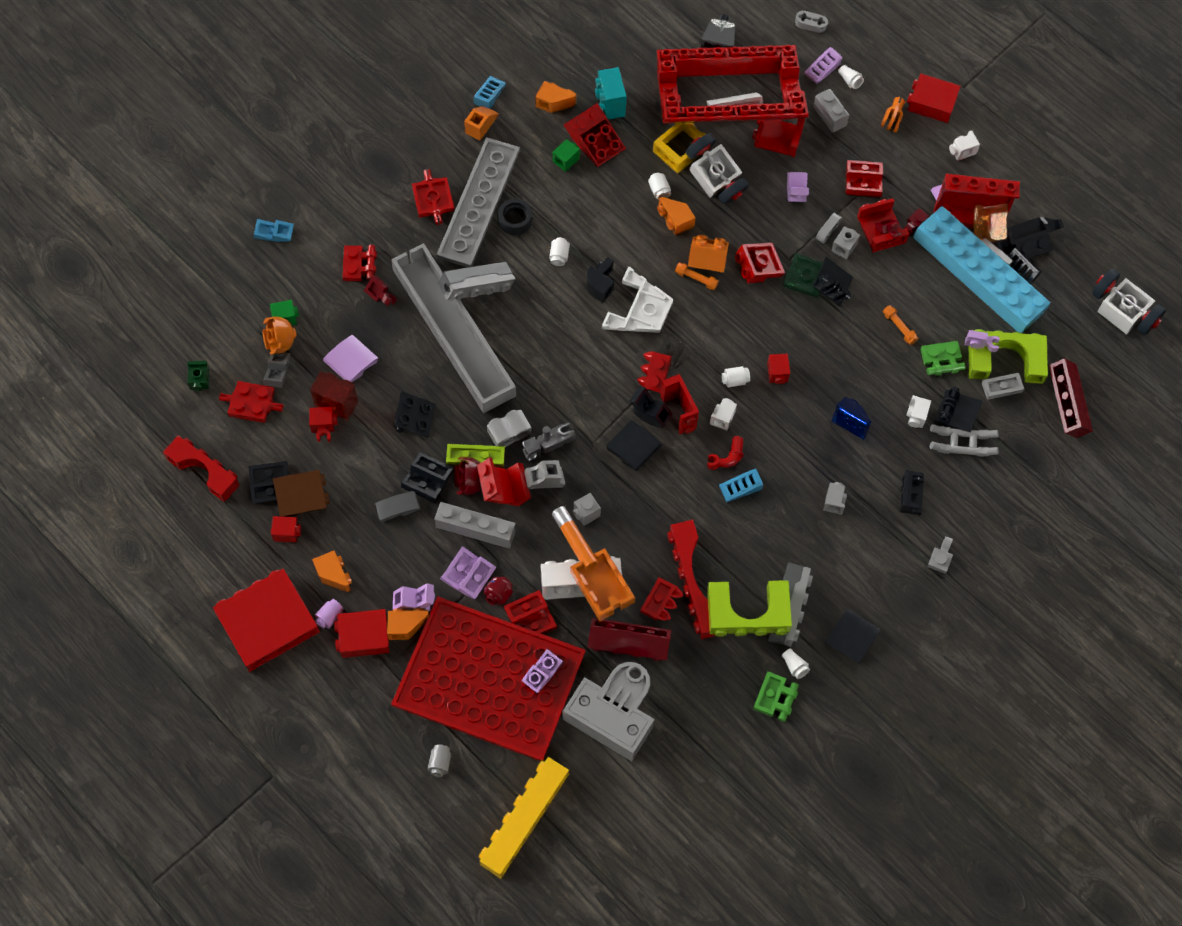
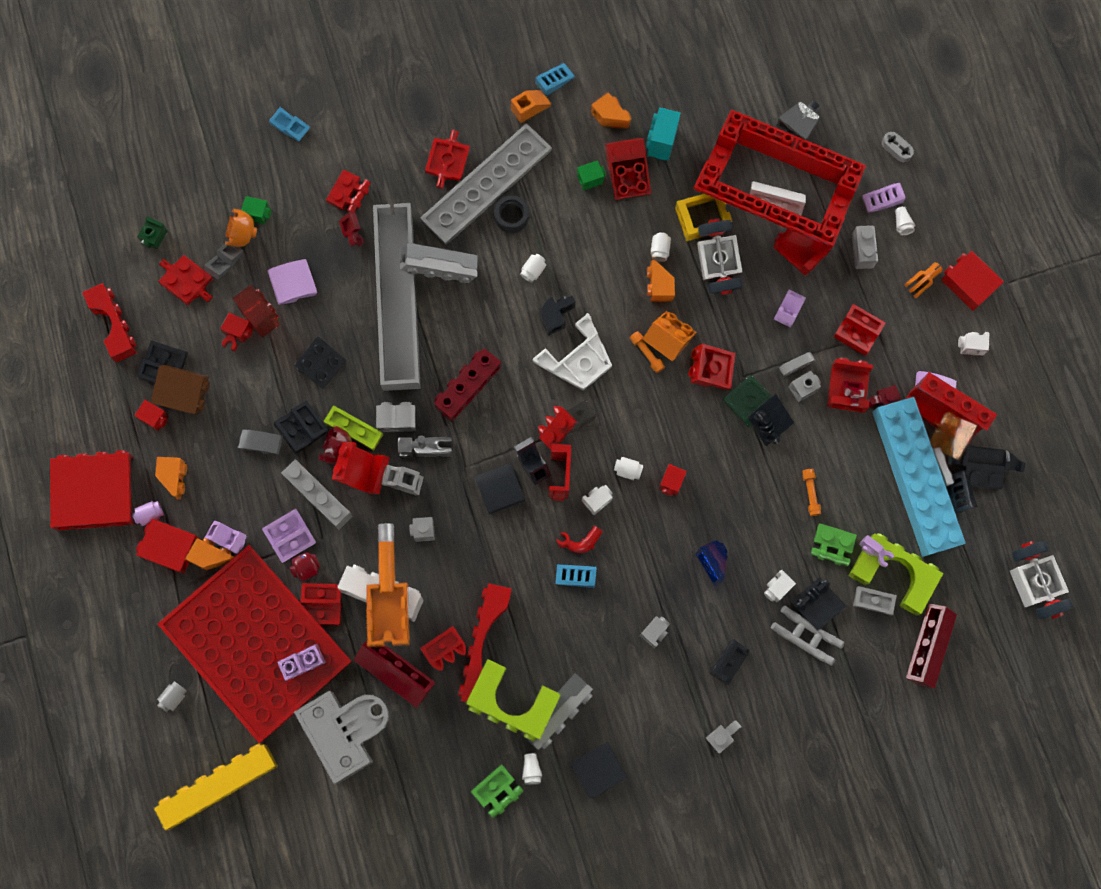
camera: 25 degrees right, 10 degrees up
(557, 372) = (467, 384): none -> dark red brick

